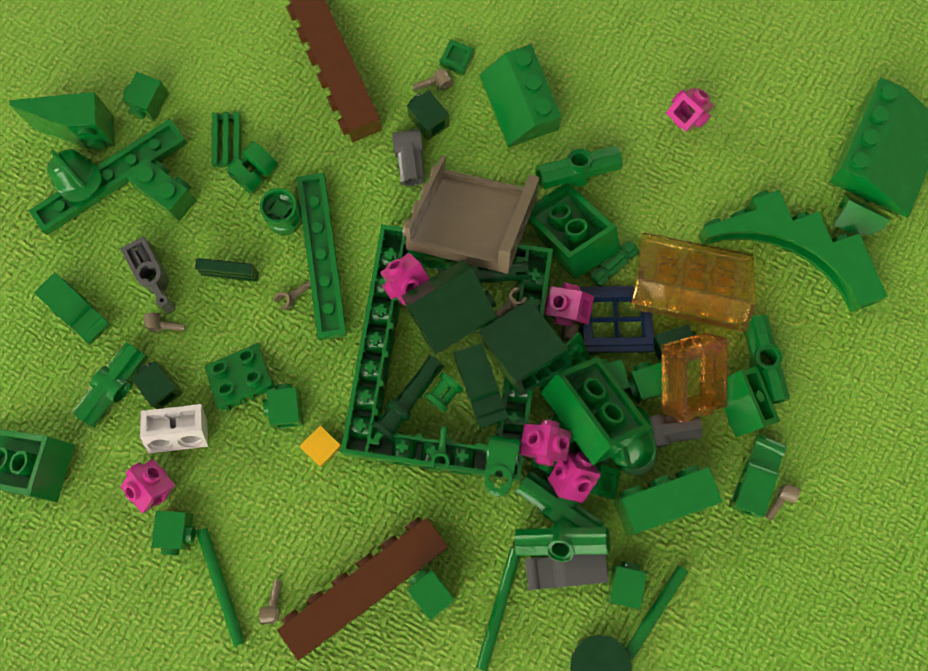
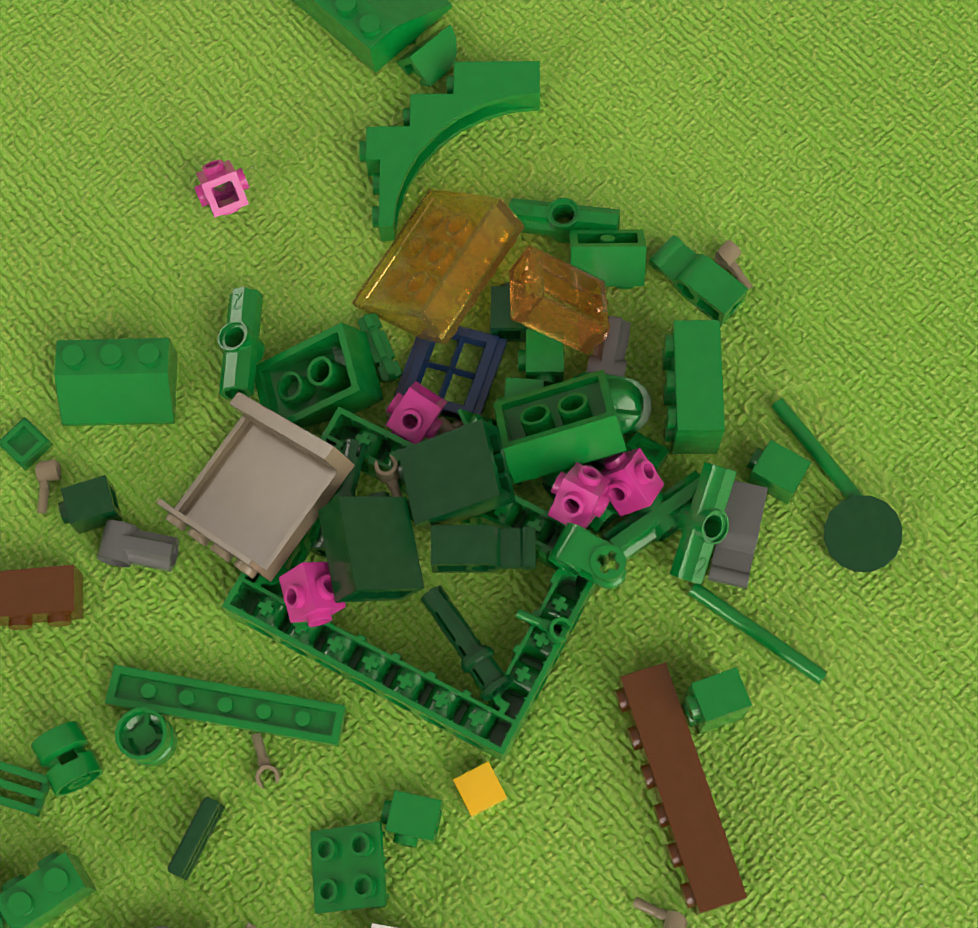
camera: 70 degrees left, 5 degrees down
(445, 382) = (475, 596): green bush -> none

